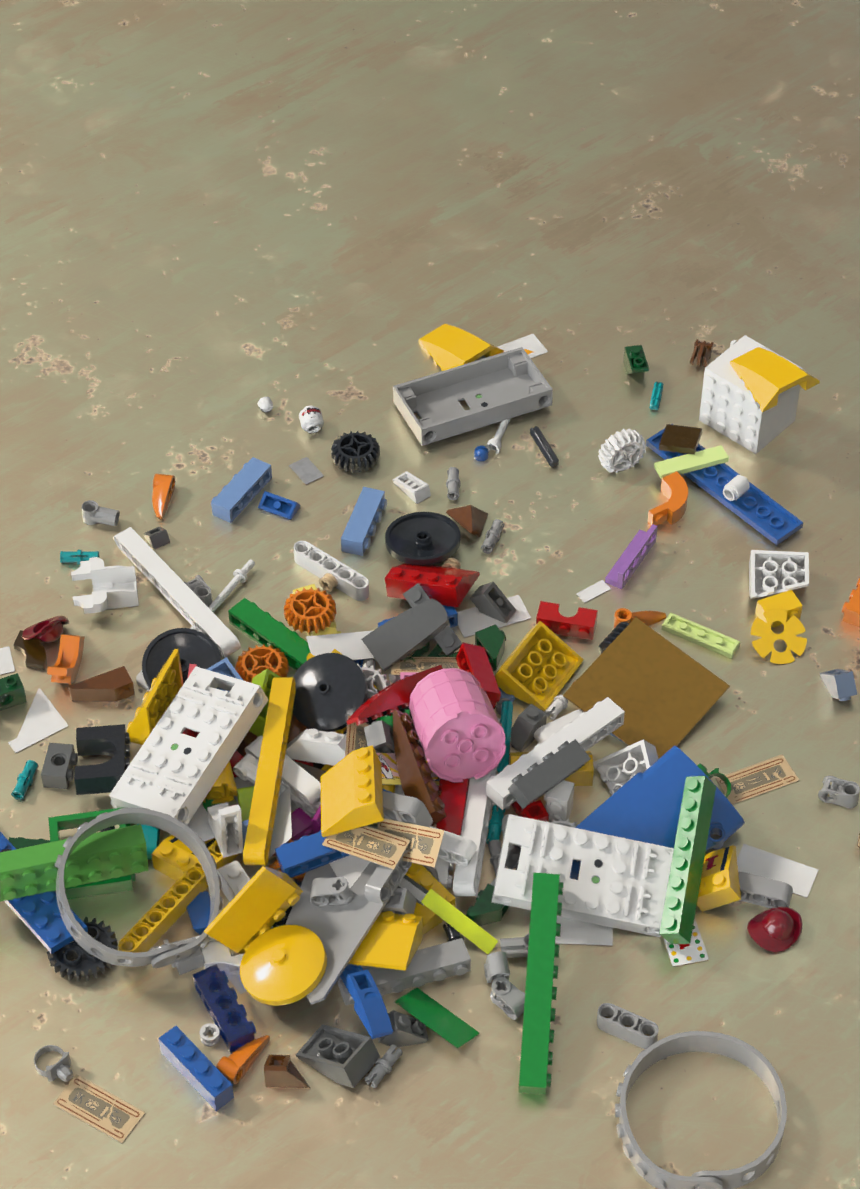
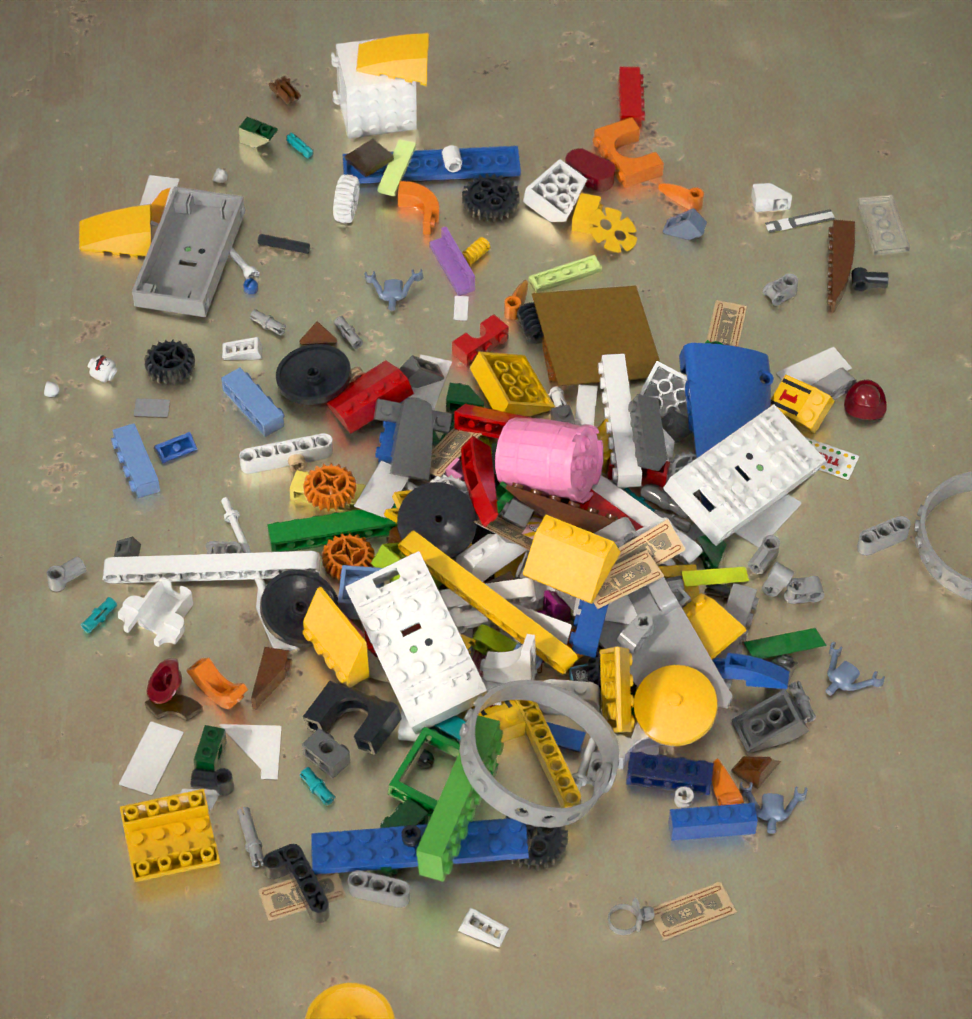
camera: 55 degrees left, 5 degrees up
(162, 493) = (80, 514): orange piece -> none
(249, 1105) = (772, 806): none -> sand blue piece
(441, 1081) = (846, 674): none -> sand blue piece
(539, 984) = (819, 557): green brick -> none
(566, 536) = (393, 288): none -> sand blue piece
(572, 370) = (220, 176): none -> white hinge
(591, 797) = (676, 425): none -> dark grey slope
(658, 563) = (476, 250): none -> yellow piece
(687, 860) = (787, 403): green brick -> none
(719, 533) = (490, 197): none -> black gear
(829, 583) = (597, 170): none -> dark red brick

